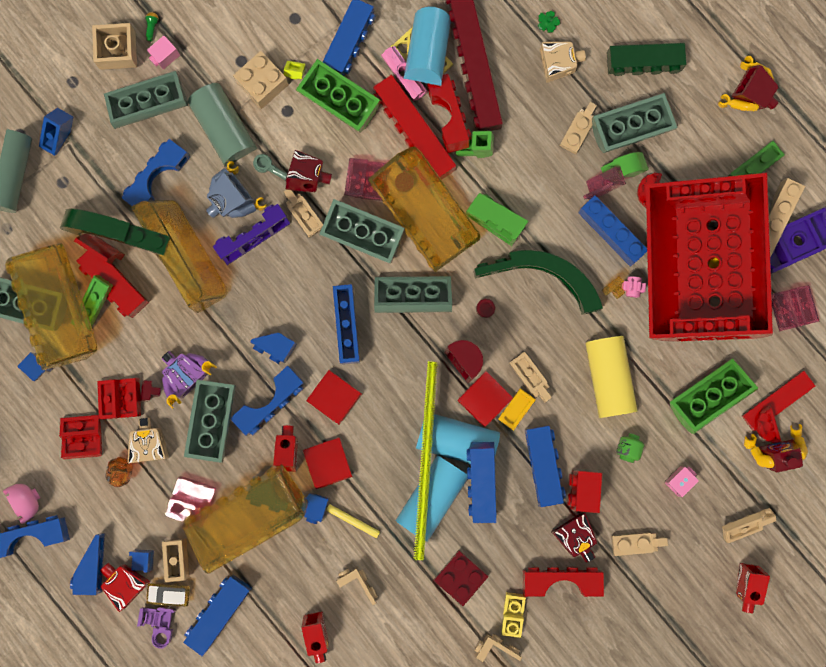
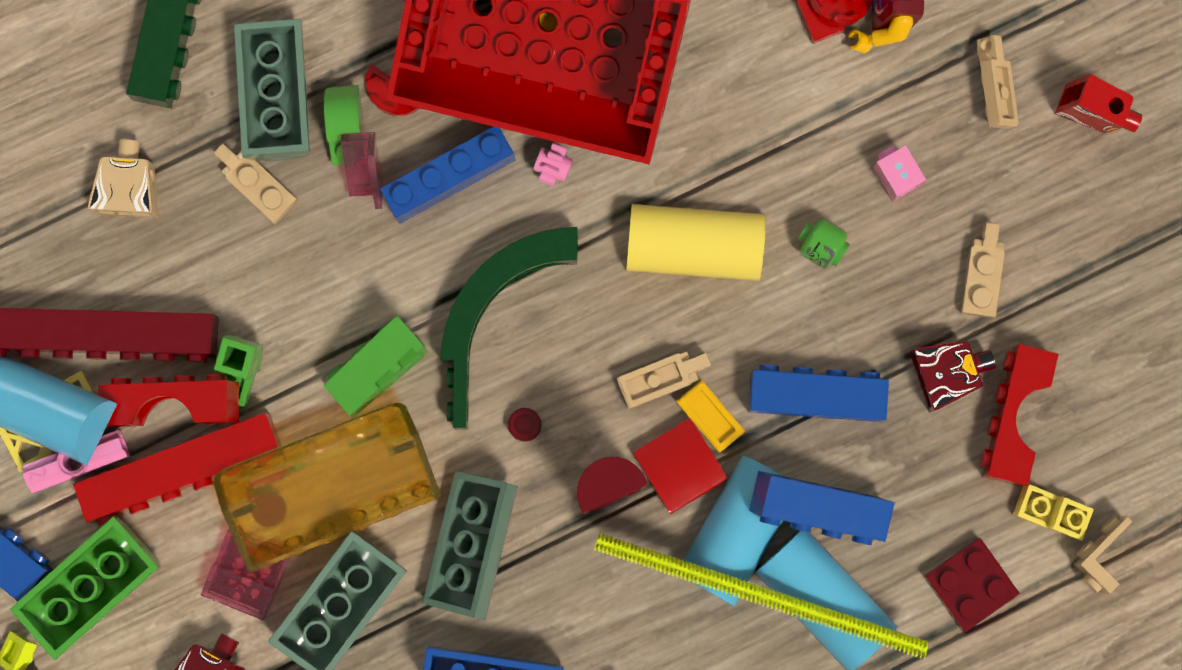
camera: 70 degrees left, 0 degrees up
(548, 21) = (51, 186): green plant -> none
(585, 491) = (877, 338): red brick -> none
(614, 287) = (546, 197): clear yellow tile -> none
(712, 396) = (771, 84): bright green brick -> none

